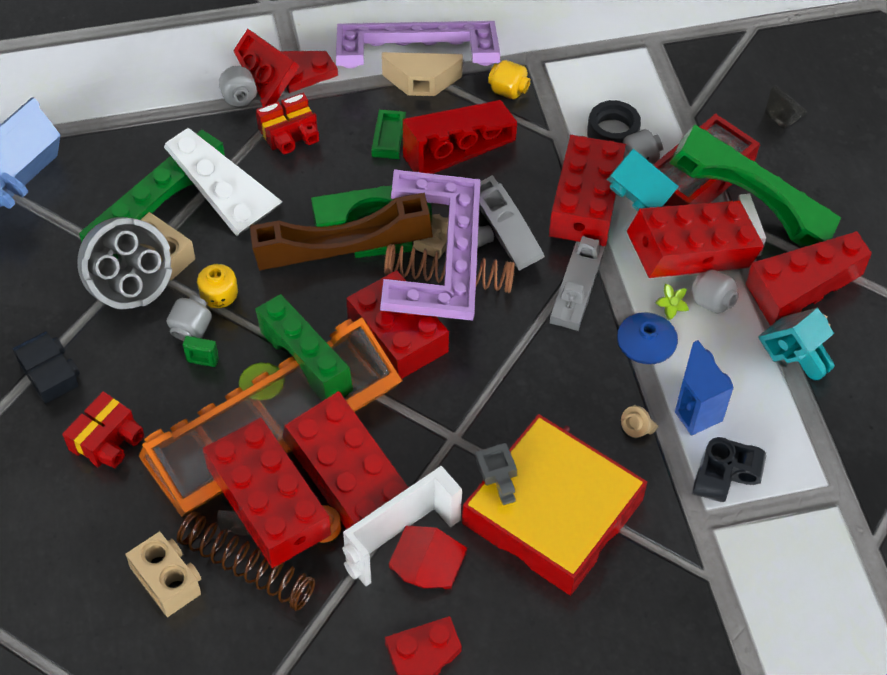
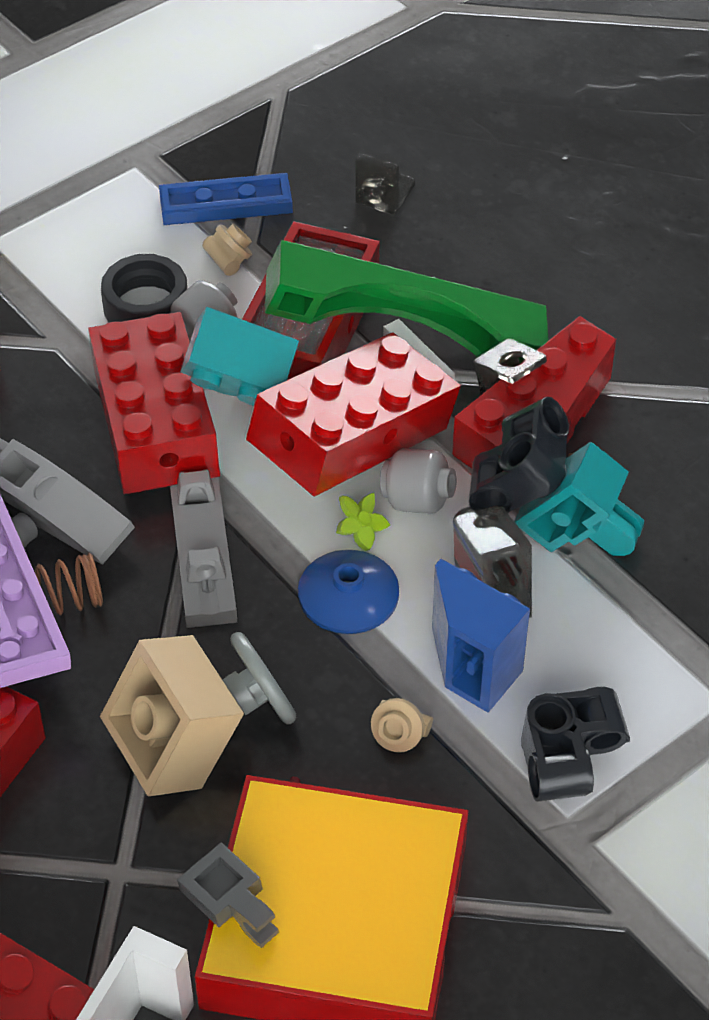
camera: 25 degrees left, 5 degrees down
(520, 366) = (178, 713): none -> tan piece
(675, 115) = (228, 248): none -> tan plate
(688, 84) = (225, 199): none -> blue tile
(734, 340) = (492, 543): none -> clear smoke torso
(777, 304) = (527, 461): none -> black piece
(796, 243) = (503, 363): none -> clear smoke bracket

